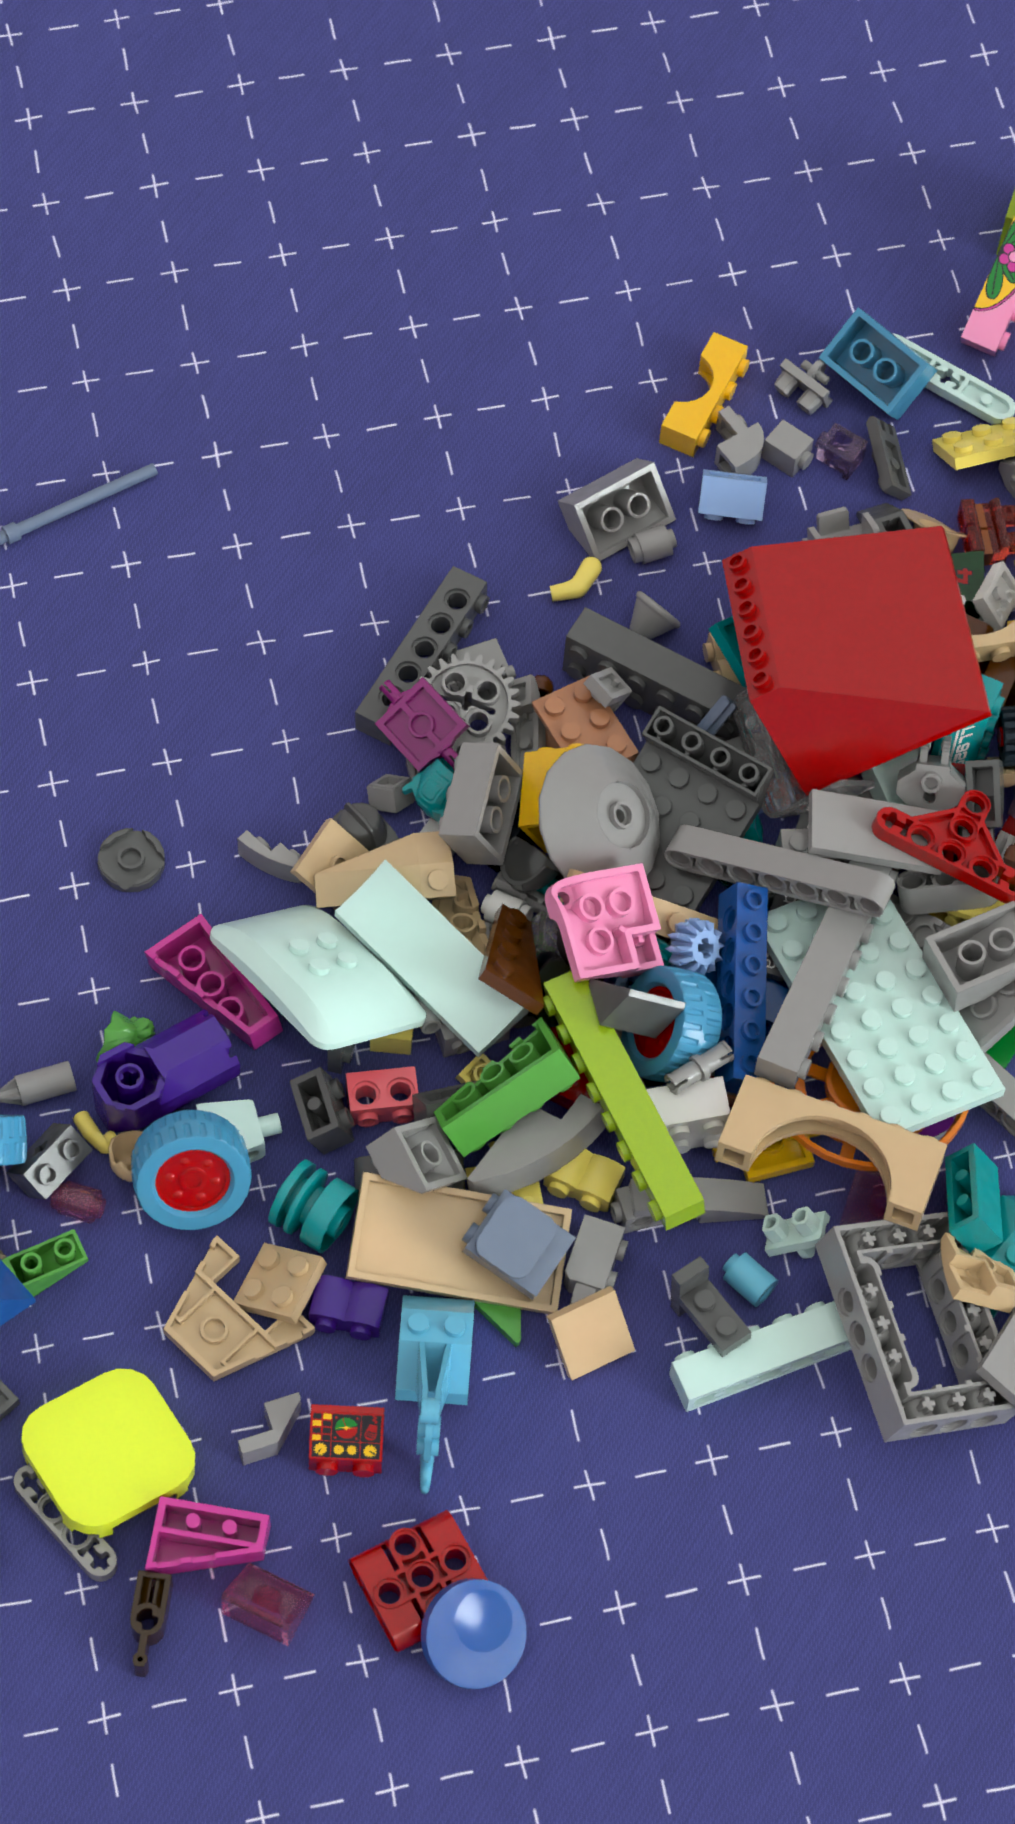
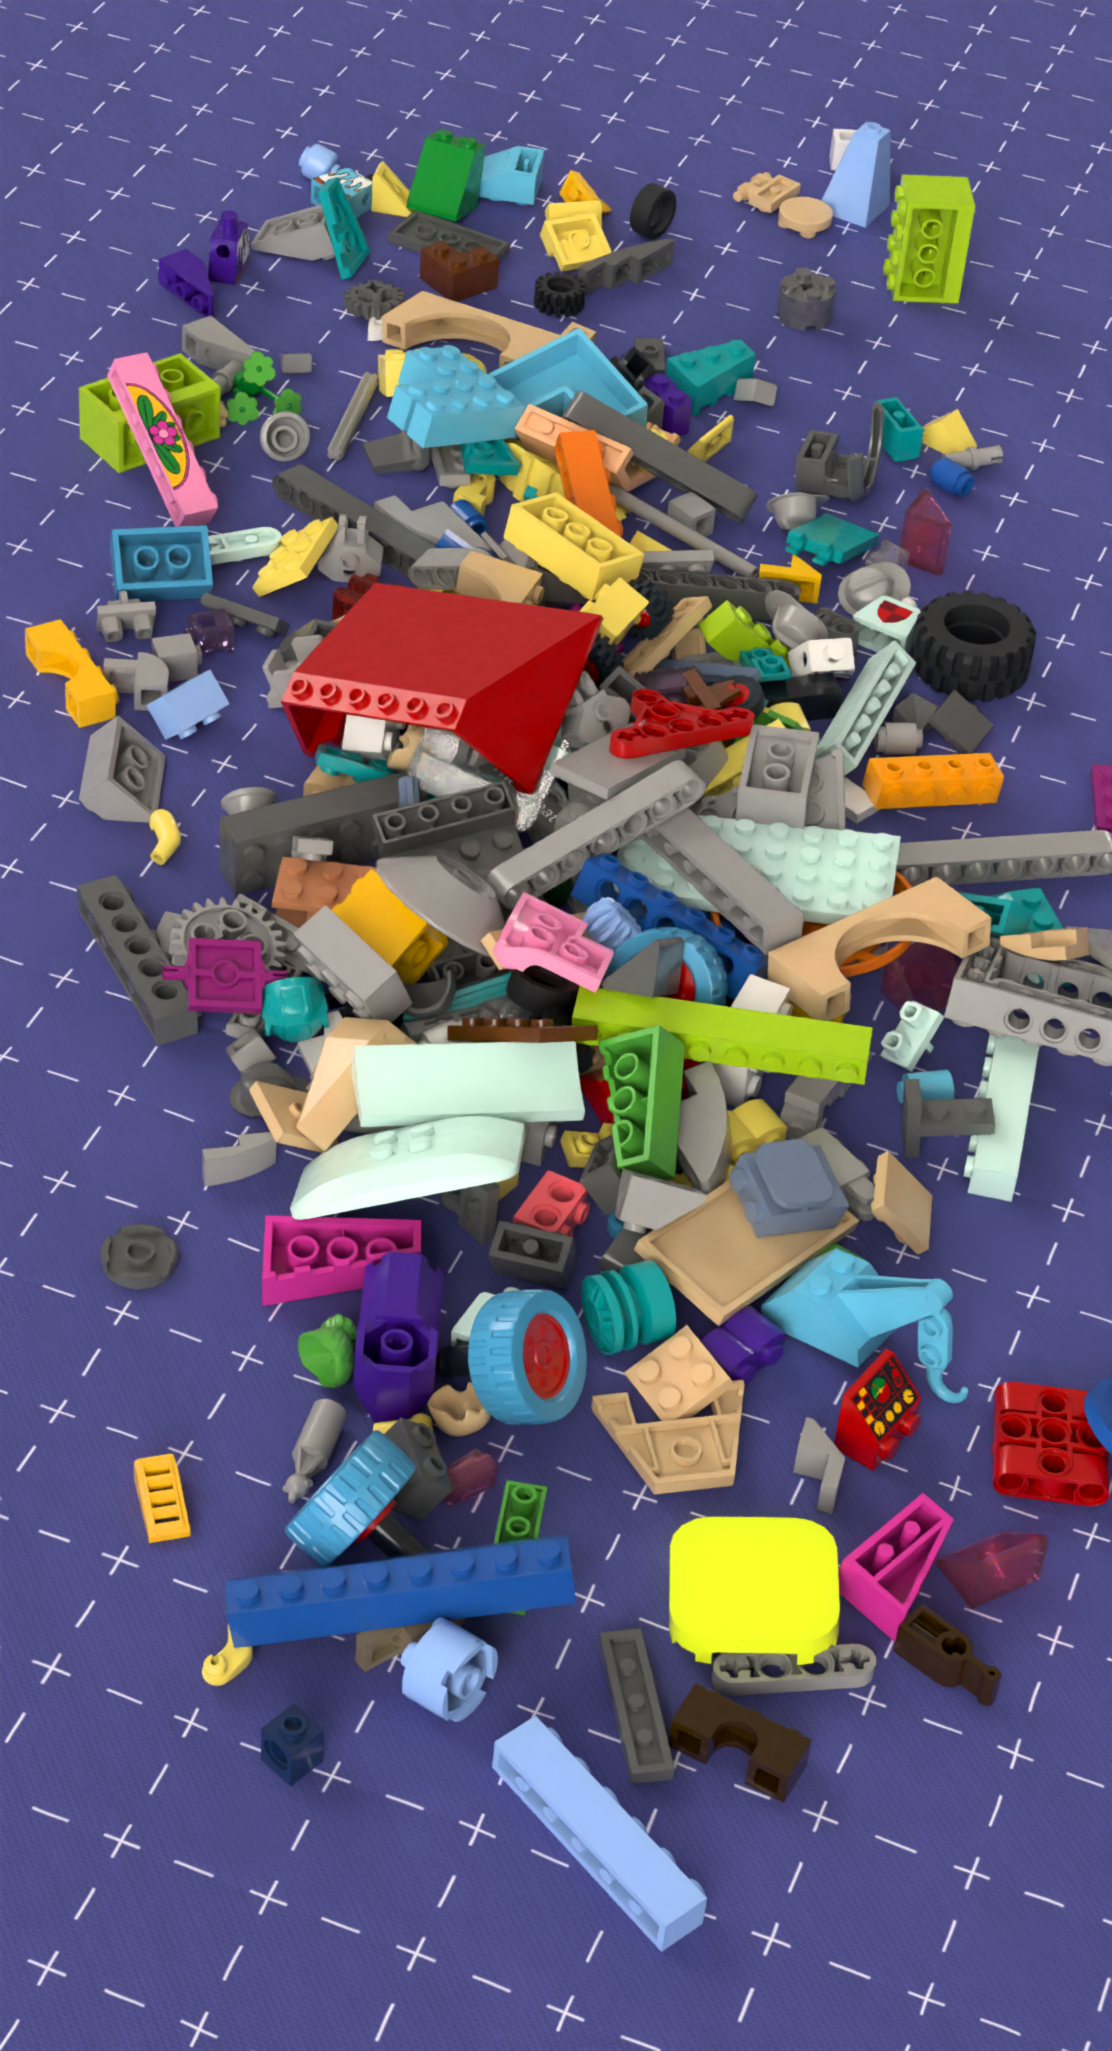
camera: 55 degrees left, 20 degrees down
(651, 544) = (178, 776): light grey brick -> none
(699, 1067) = (733, 978): light grey pin -> none

